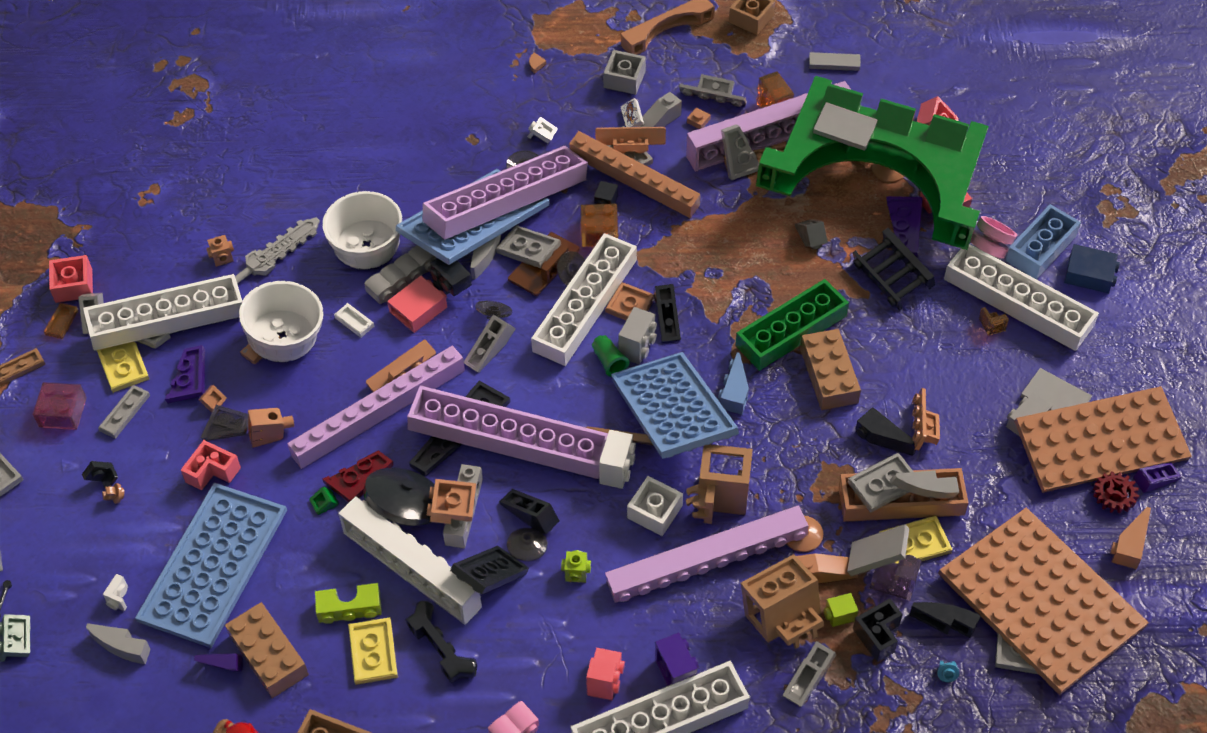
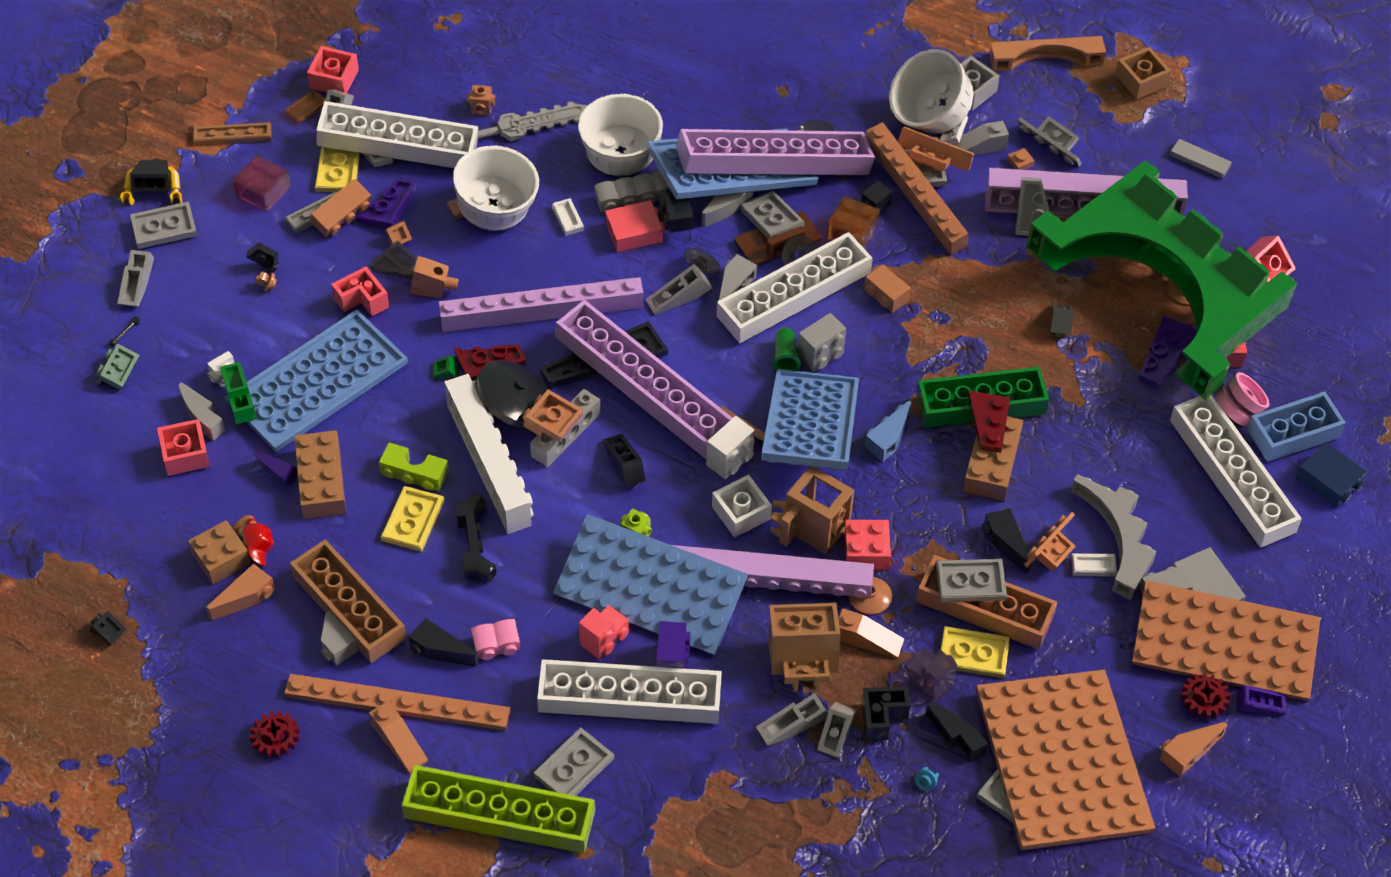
camera: 25 degrees right, 0 degrees up
(123, 684) = (183, 447): none -> coral brick
(148, 398) = (341, 208): none -> nougat brick
(148, 609) = (238, 392): none -> green slope
(412, 358) = (595, 274): nougat bracket -> none
(489, 569) = (551, 492): black plate -> none
(527, 550) = (604, 488): clear smoke dish -> none
(530, 312) = (737, 275): none -> light grey slope
(536, 62) = (891, 39): nougat tile -> none
(542, 129) = (854, 108): white bracket -> none
(591, 84) = (922, 84): none -> white piece
(618, 610) = (650, 582): none -> medium blue plate
(626, 299) = (841, 306): nougat tile -> none
(659, 267) = (887, 288): none -> nougat brick
(667, 312) = (867, 334): black slope -> none
(772, 90) = (1108, 159): clear orange brick -> none
(776, 489) = (868, 542): none -> coral brick
(815, 339) = (990, 419): none -> dark red wing
(840, 610) = (858, 677): lime brick -> none
(845, 126) = (1142, 222): light grey tile -> none
(850, 664) = (836, 729): none -> light grey slope
(878, 550) = (925, 639): light grey tile -> none
(902, 253) = (1136, 375): black fence -> none
(926, 484) = (1006, 598): light grey slope -> none
(951, 369) = (1128, 531): none -> light grey arch
(961, 423) = (1093, 565): none -> white tile
(993, 322) = (1192, 483): clear orange panel -> none

